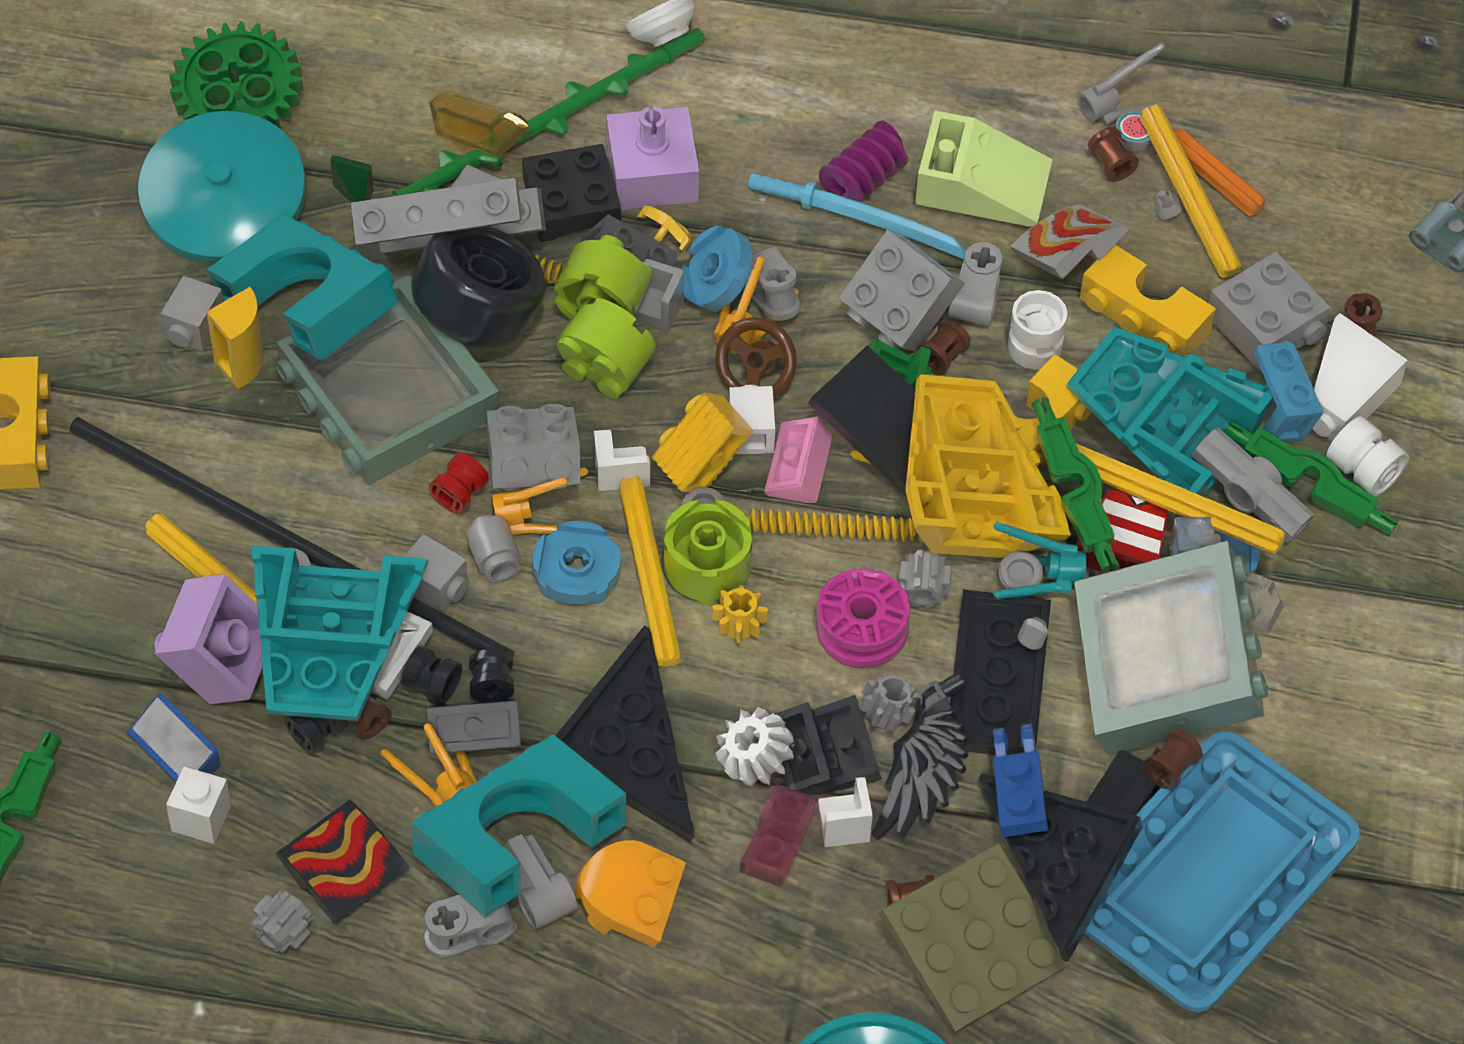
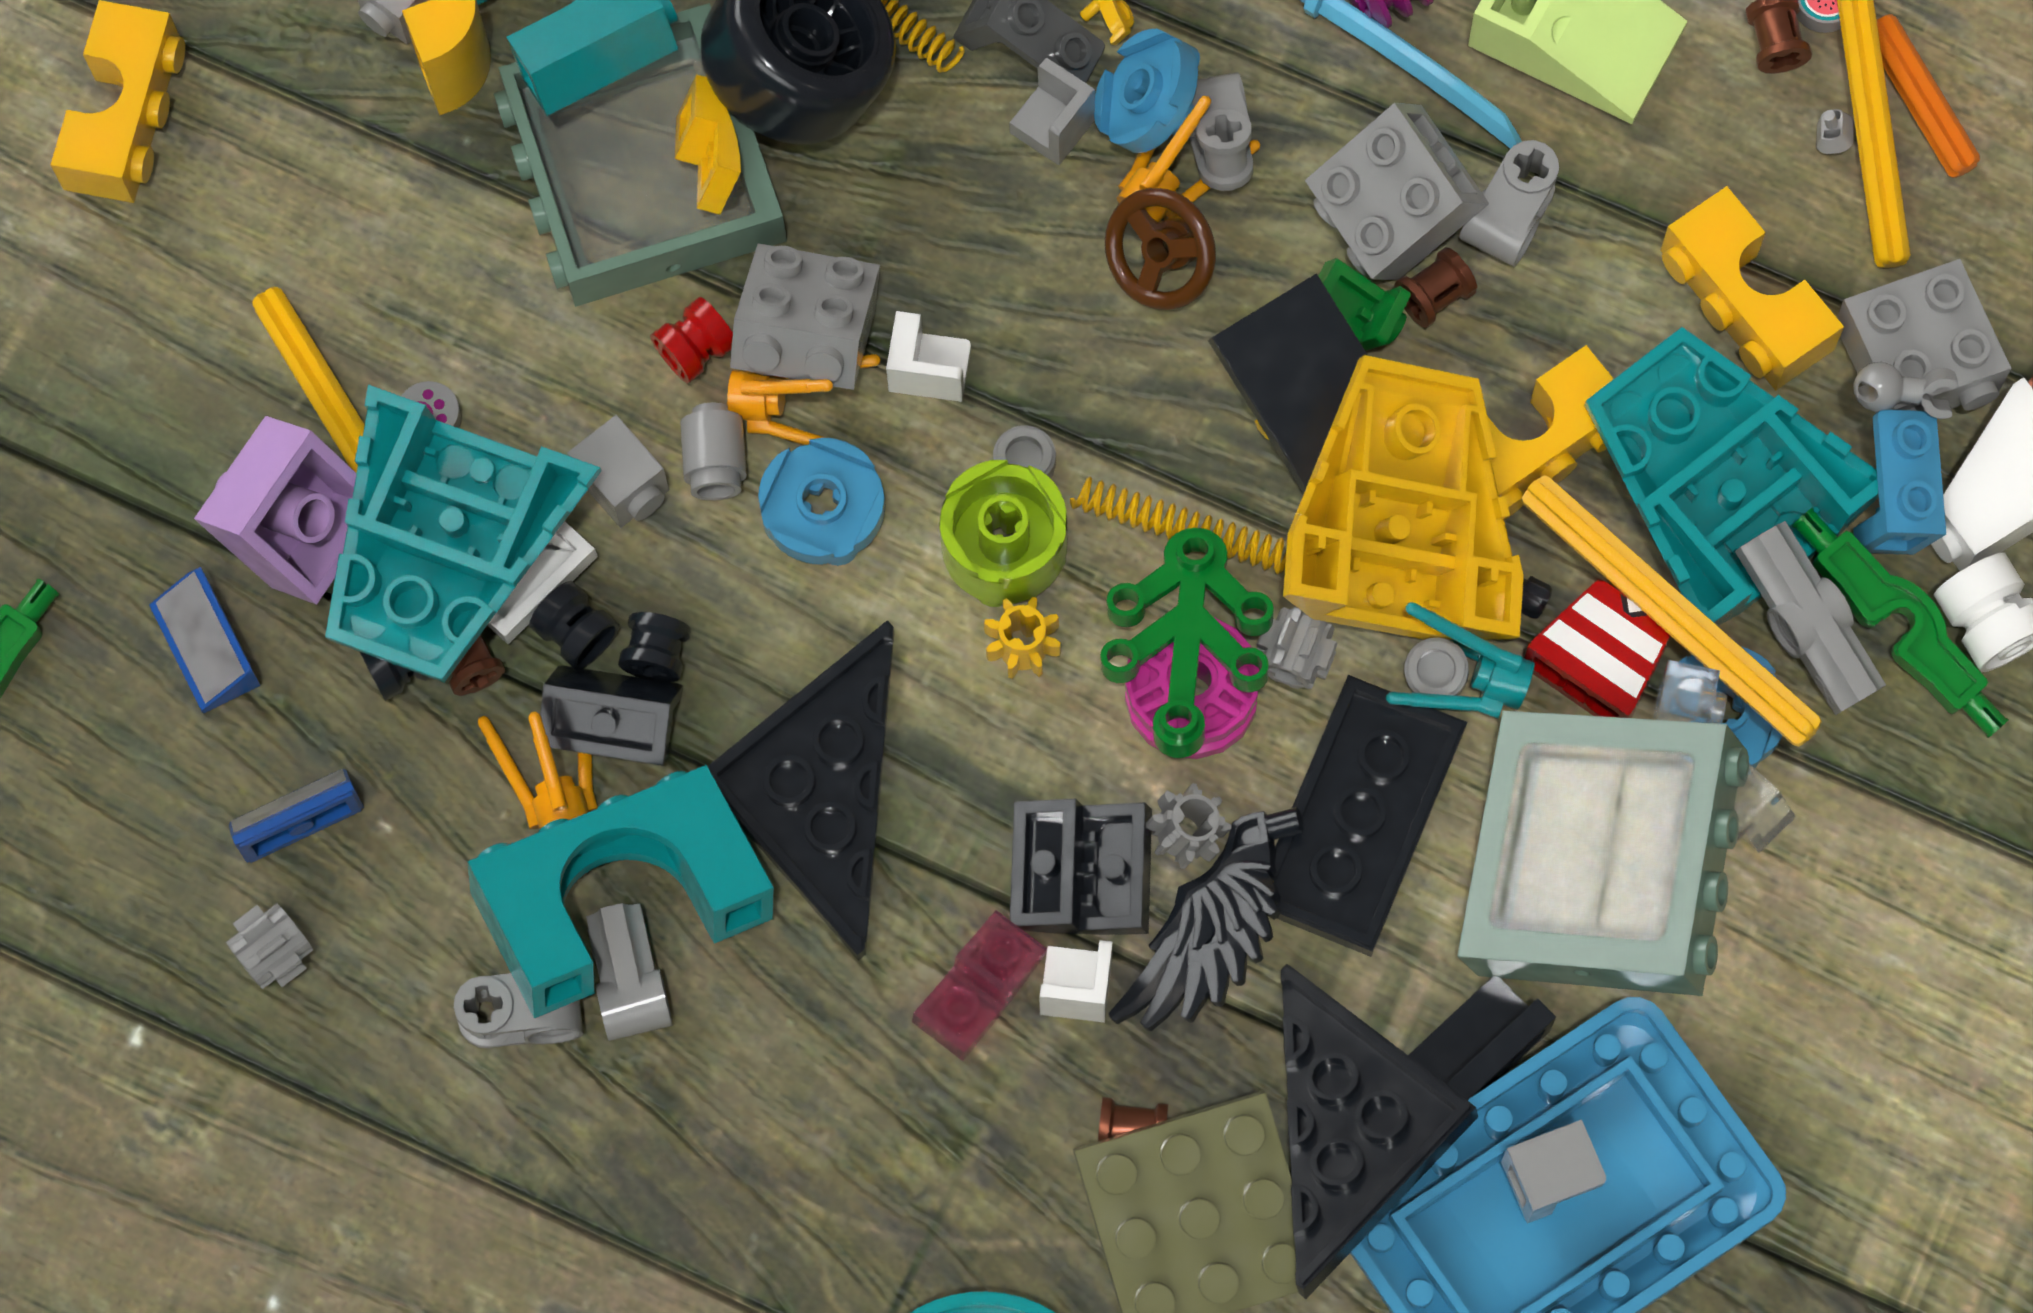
camera: 20 degrees right, 15 degrees up
(198, 805) = (207, 745): white brick -> none
(263, 846) = (295, 816): none -> blue slope
(265, 526) = (433, 357): black piece -> none
(342, 860) = (379, 873): slope -> none
(435, 356) = (708, 140): none -> yellow slope
(603, 272) = (976, 82): lime brick -> none
(605, 347) = (951, 181): lime brick -> none
(630, 889) = (751, 1017): light orange slope -> none
(649, 572) = (919, 538): yellow axle -> none
(702, 442) = (1042, 365): yellow brick -> none
(755, 747) = (961, 838): white gear -> none
(757, 409) = (1128, 338): white brick -> none
(799, 460) = (1179, 415): bright pink slope -> none
(841, 541) = (1187, 627): none -> green plant
(1019, 785) = (1327, 1005): blue hinge -> none
(1033, 633) = (1422, 773): light grey rock -> none
(1036, 328) = (1576, 295): white wheel -> none
(1066, 237) = (1664, 159): slope -> none
(1083, 504) = (1550, 597): green piece -> none
(1173, 759) = (1550, 1030): copper bush -> none
(1201, 839) = (1552, 1169): none -> light grey panel
(1259, 331) = (1887, 388): none -> light grey arm

